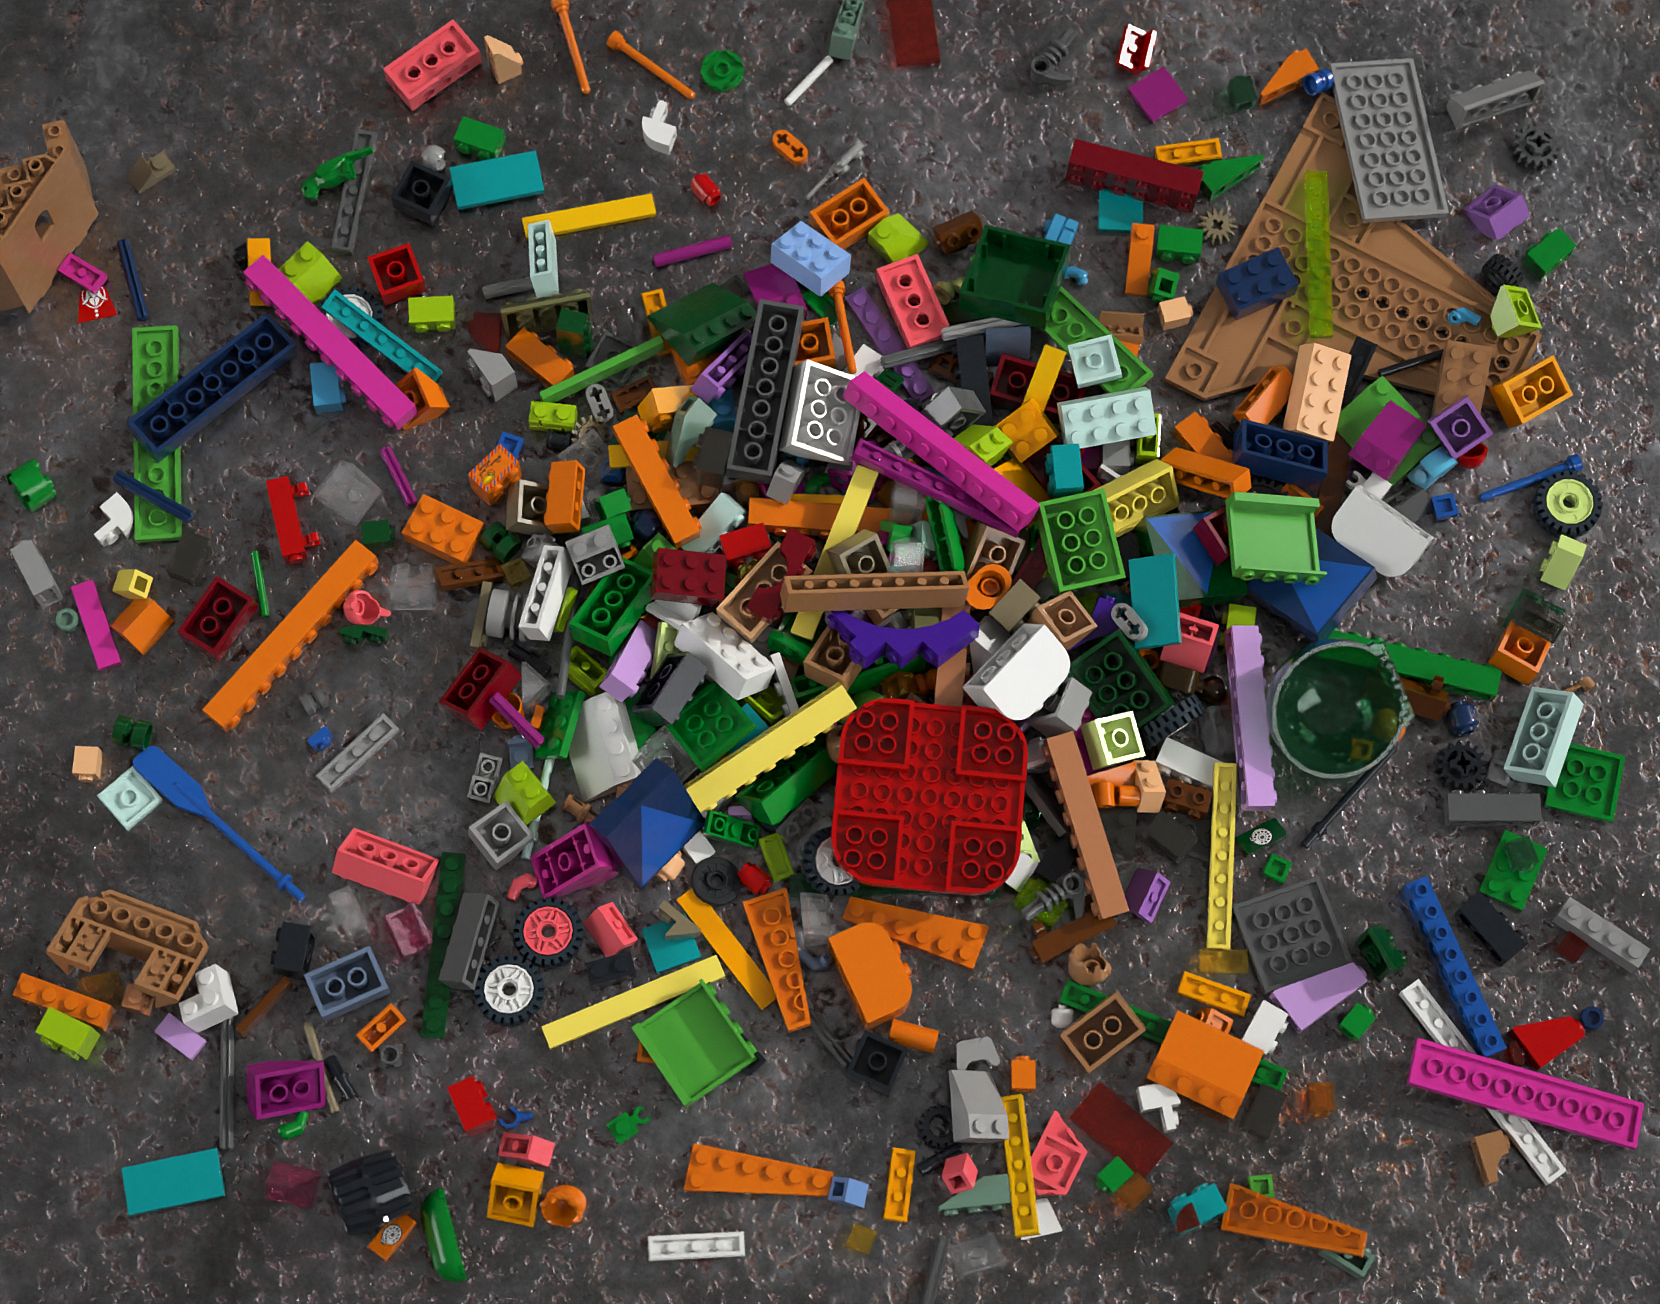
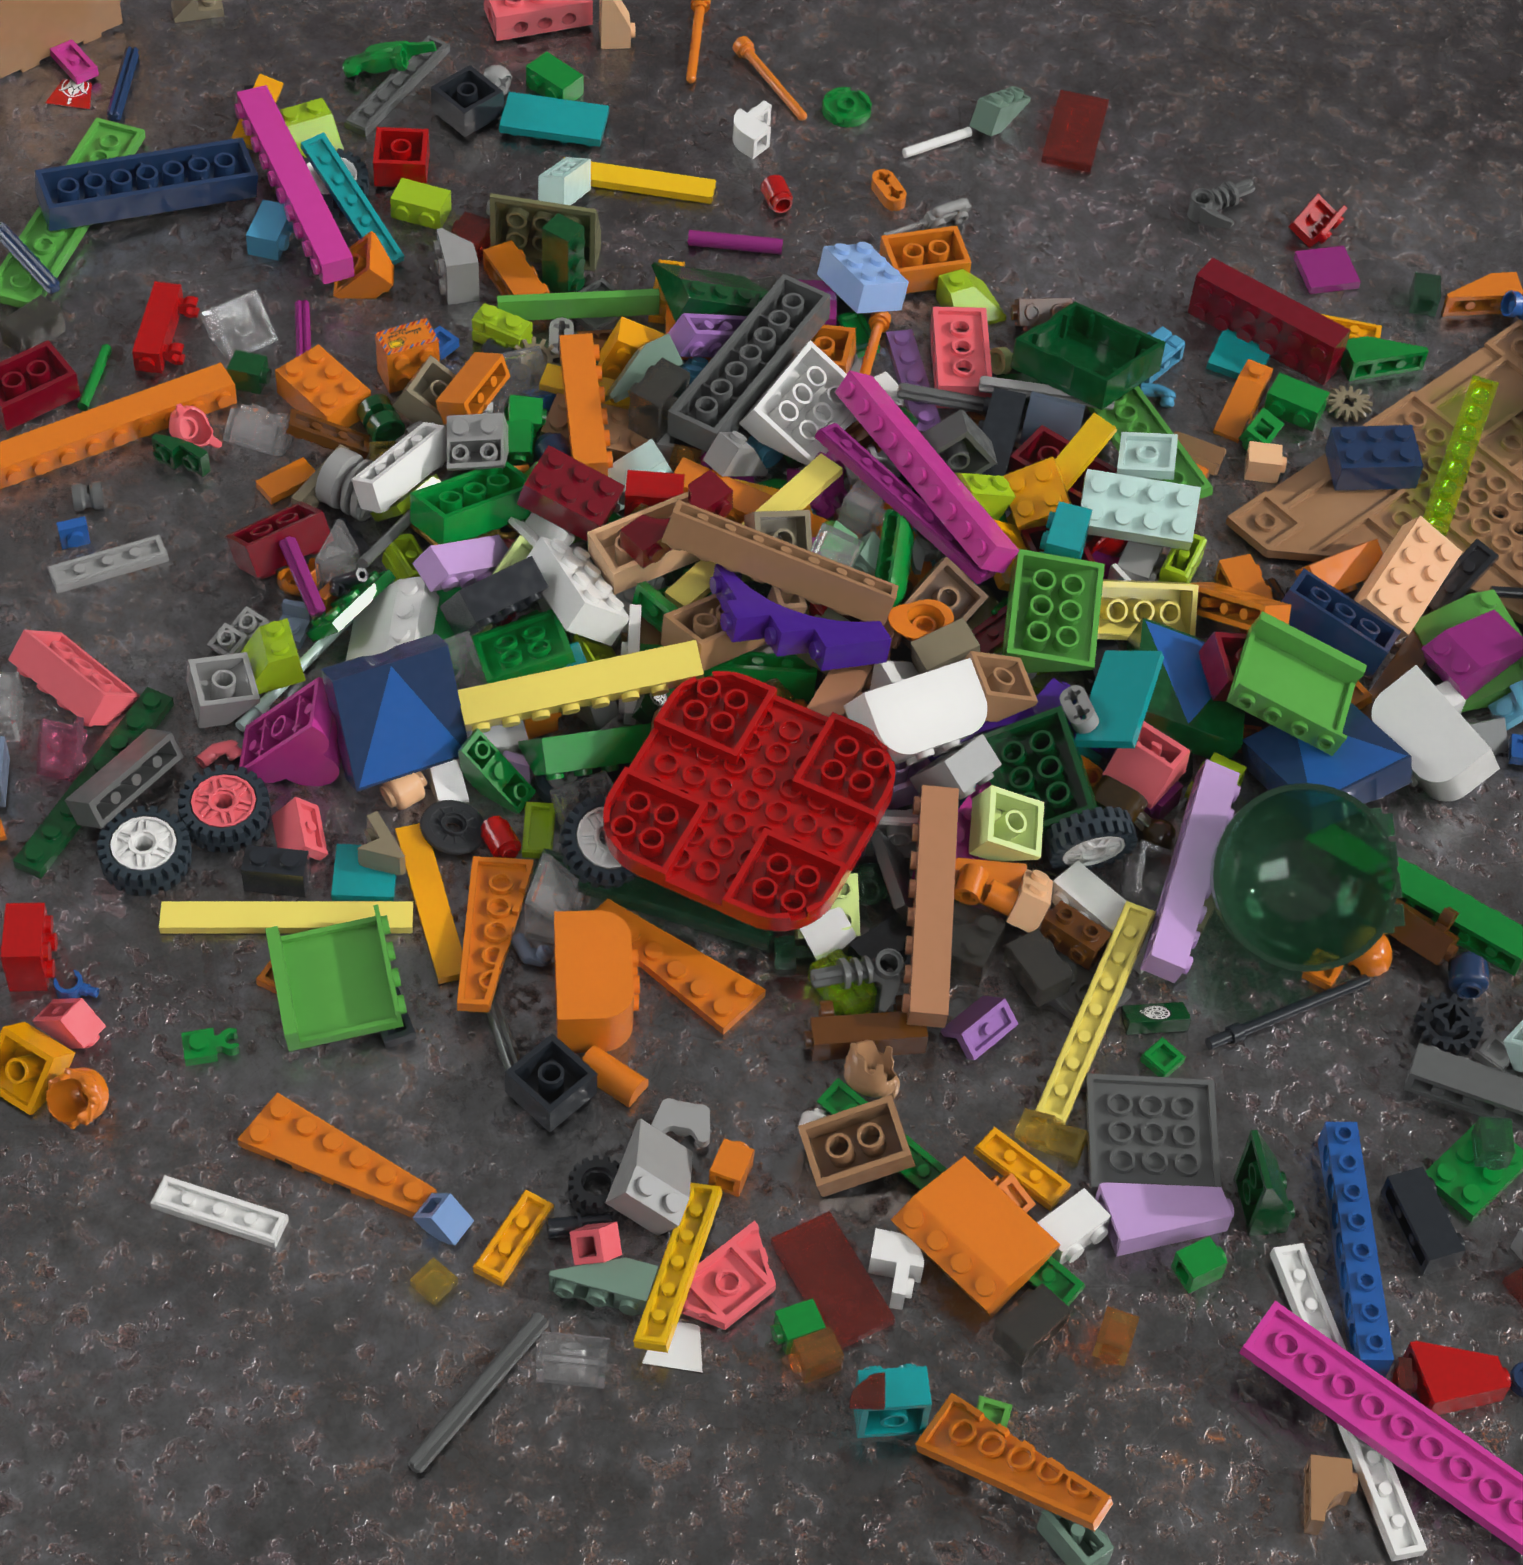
camera: 20 degrees right, 20 degrees down
(453, 623) = (285, 480): none -> orange tile
(552, 706) = (346, 581): none -> black arm

